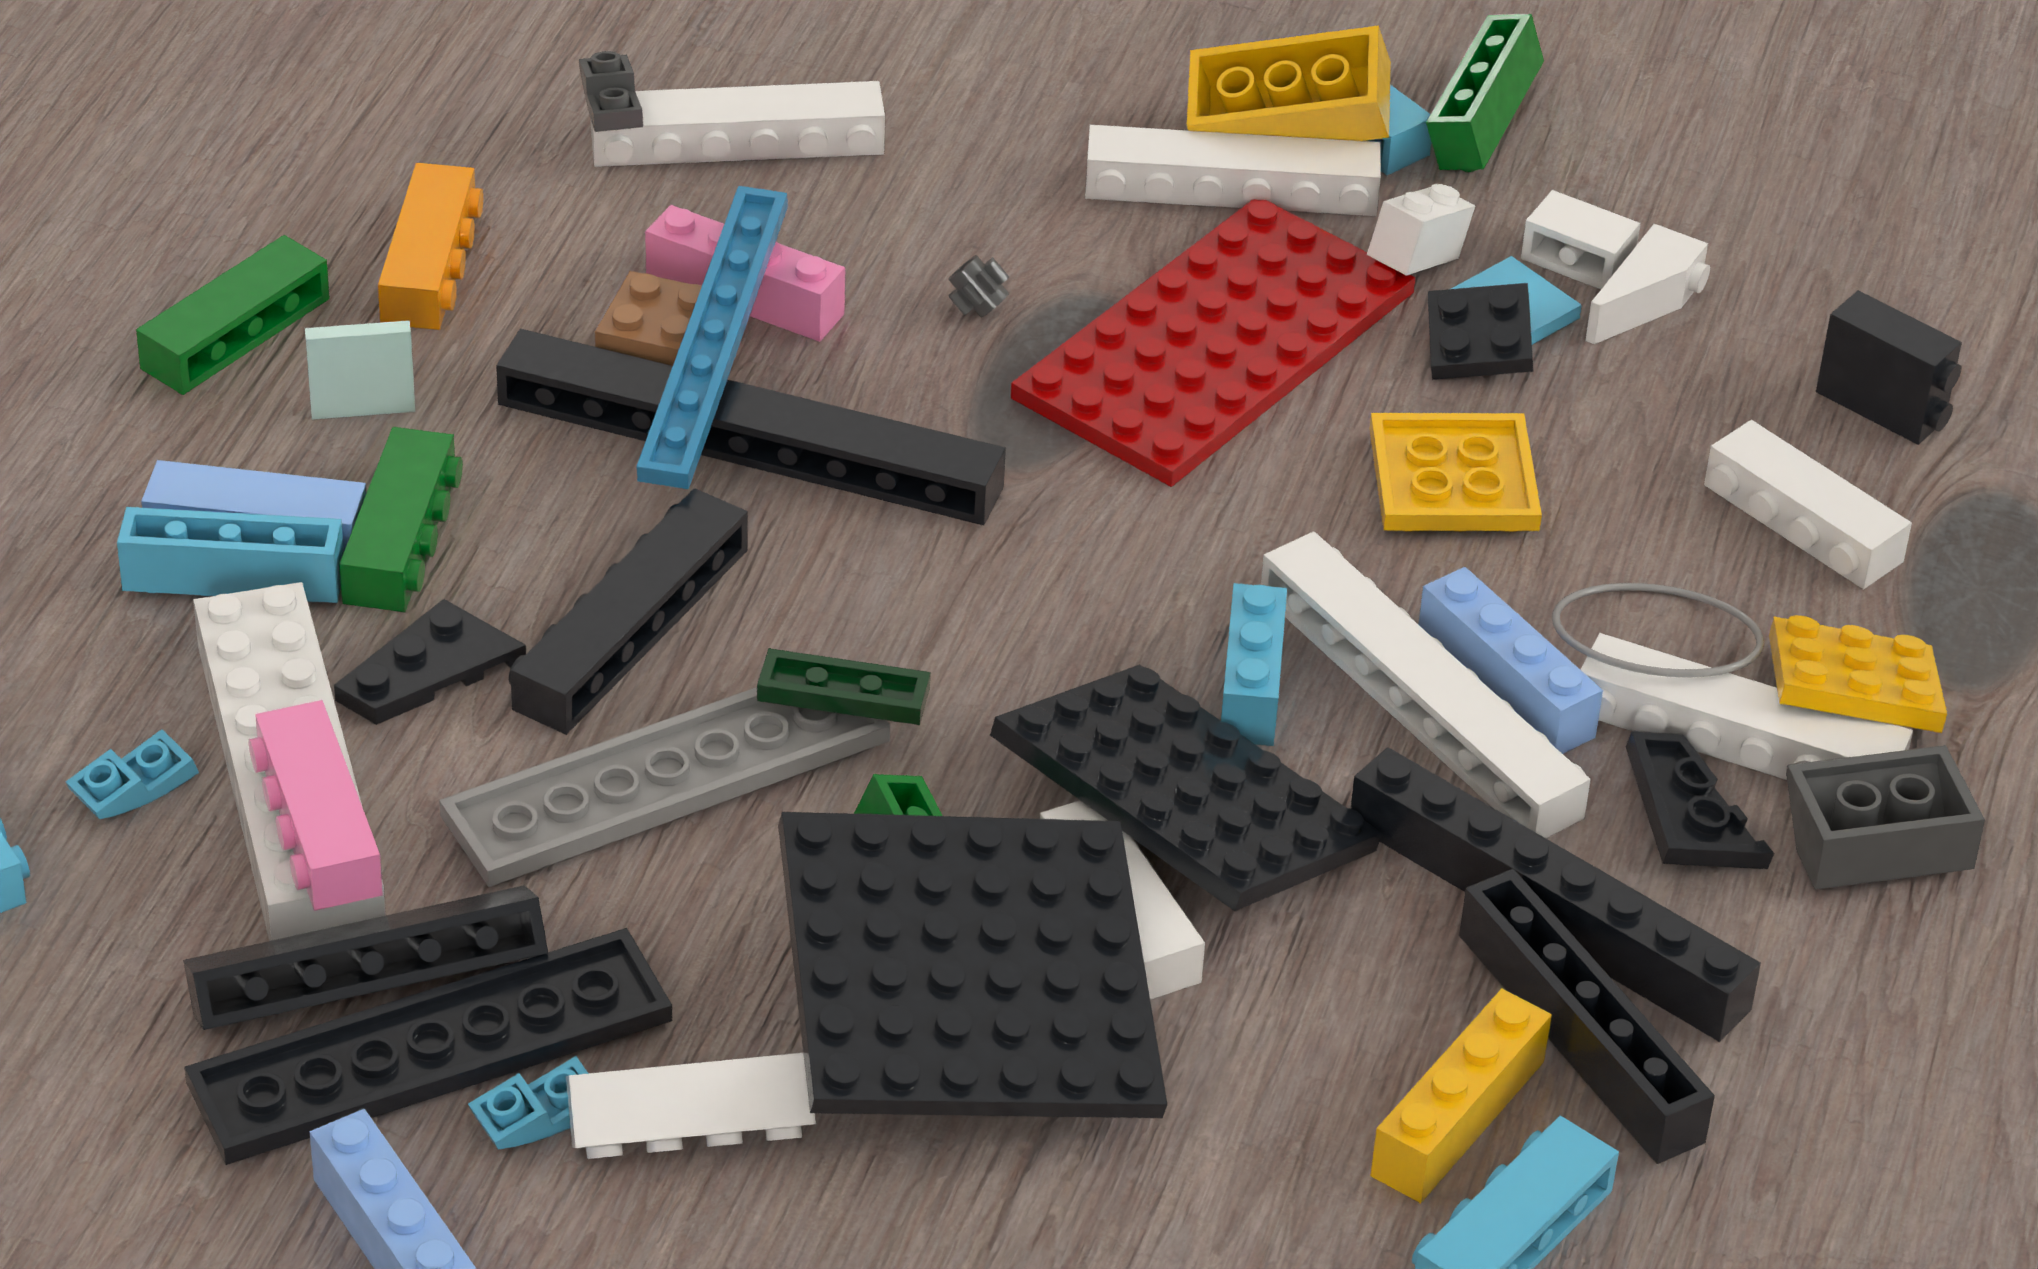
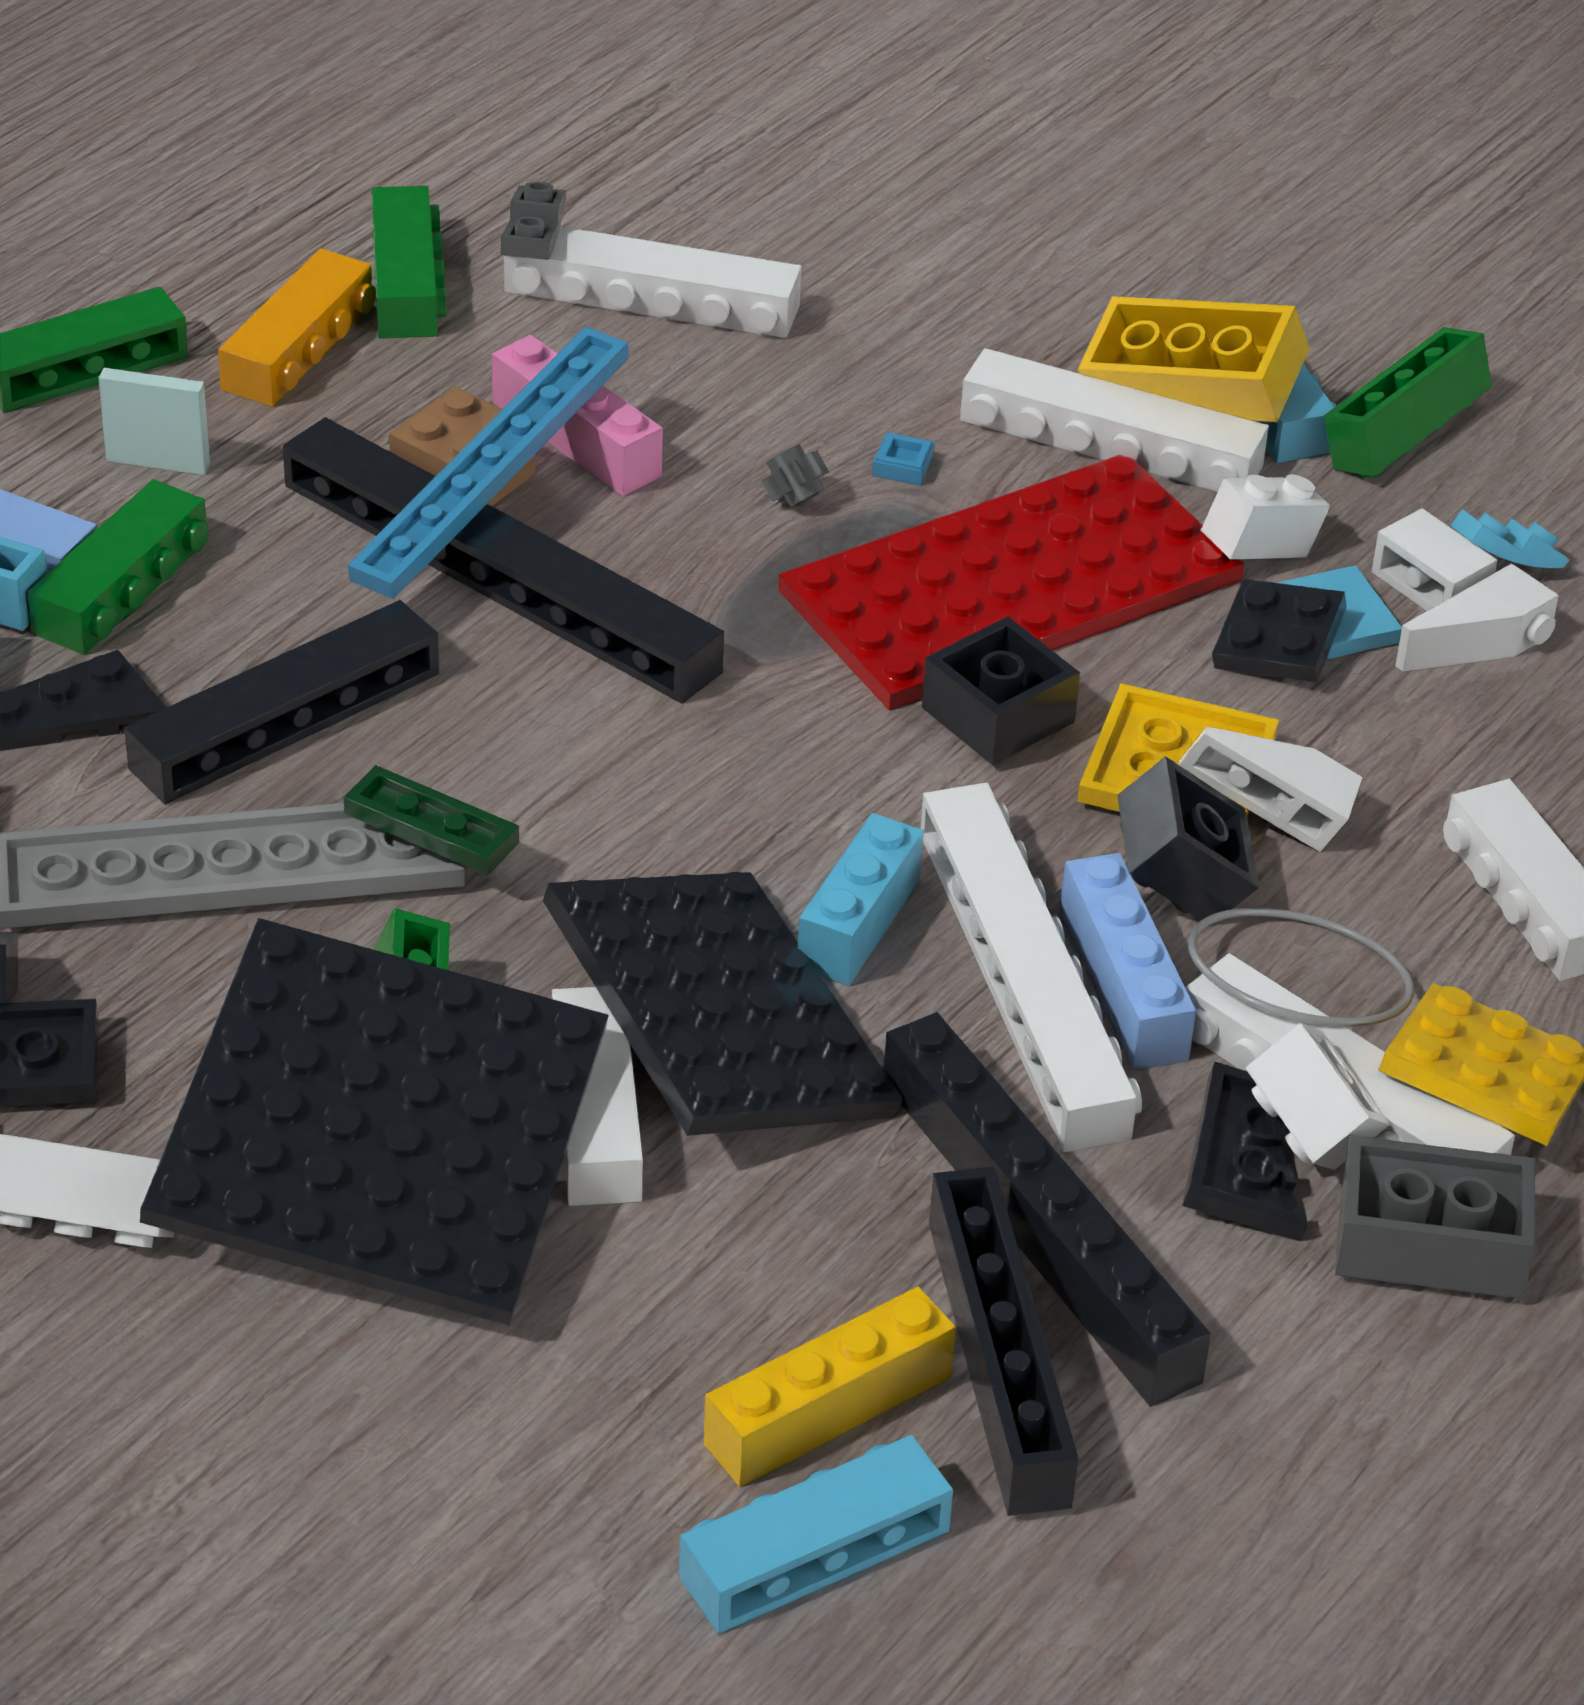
camera: 20 degrees right, 0 degrees up
(480, 135) = (407, 262): none -> green brick
(1058, 247) = (903, 458): none -> dark azure tile
(1274, 444) = (1000, 690): none -> black brick
(1513, 542) = (1187, 841): none -> black brick
(1561, 470) = (1277, 781): none -> white slope
(1637, 202) = (1511, 542): none -> medium azure slope
(1739, 740) = (1314, 1096): none -> white brick

